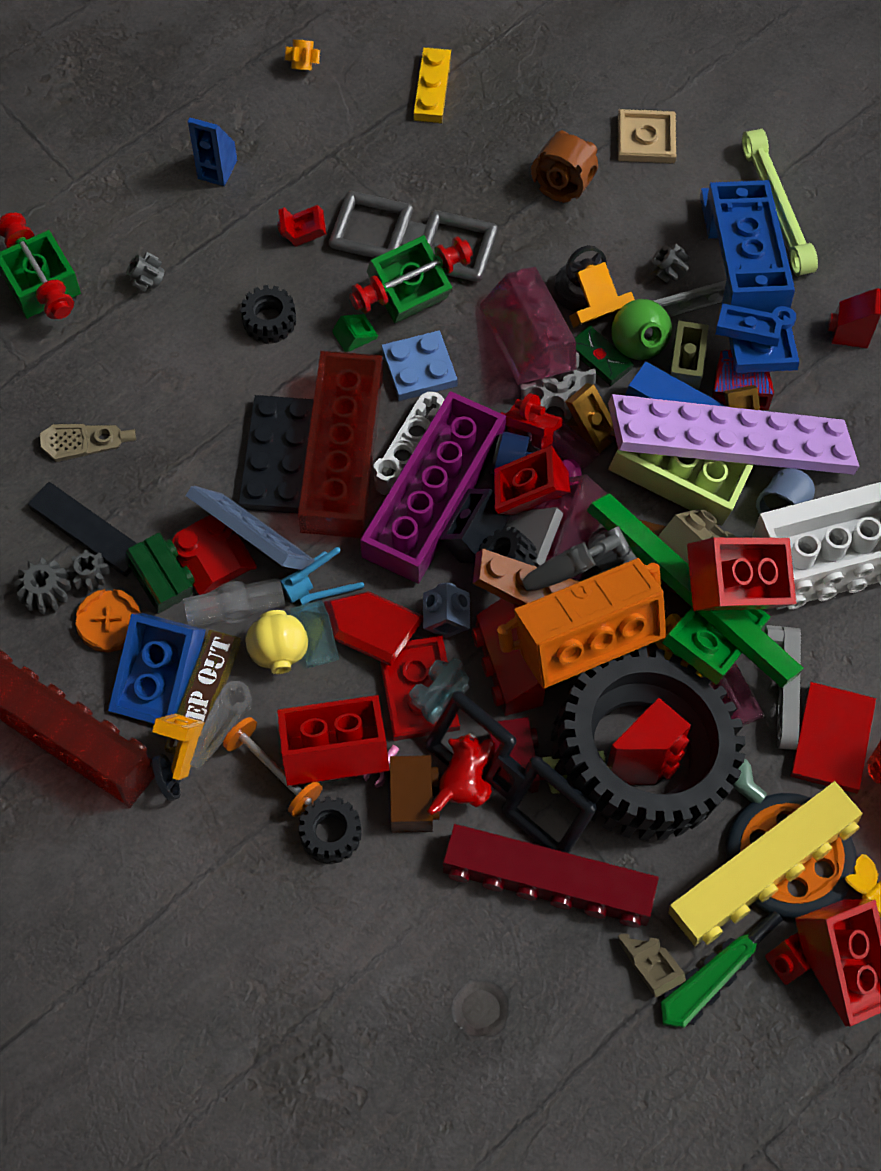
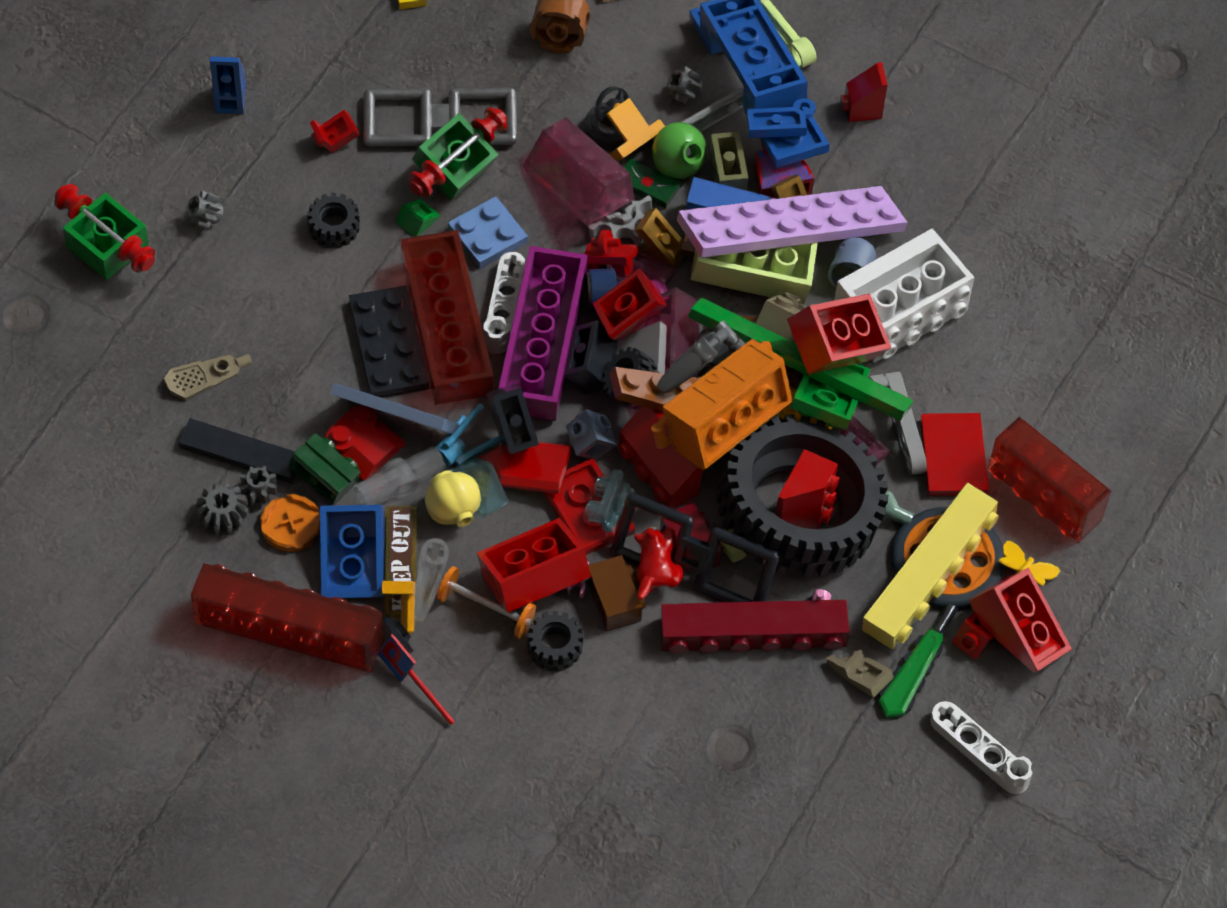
camera: 20 degrees left, 5 degrees down
(159, 815) = (401, 665): none -> red piece
(364, 573) = (512, 418): none -> black brick
(634, 862) = (820, 594): none -> bright pink hand
(762, 1092) = (985, 743): none -> white beam

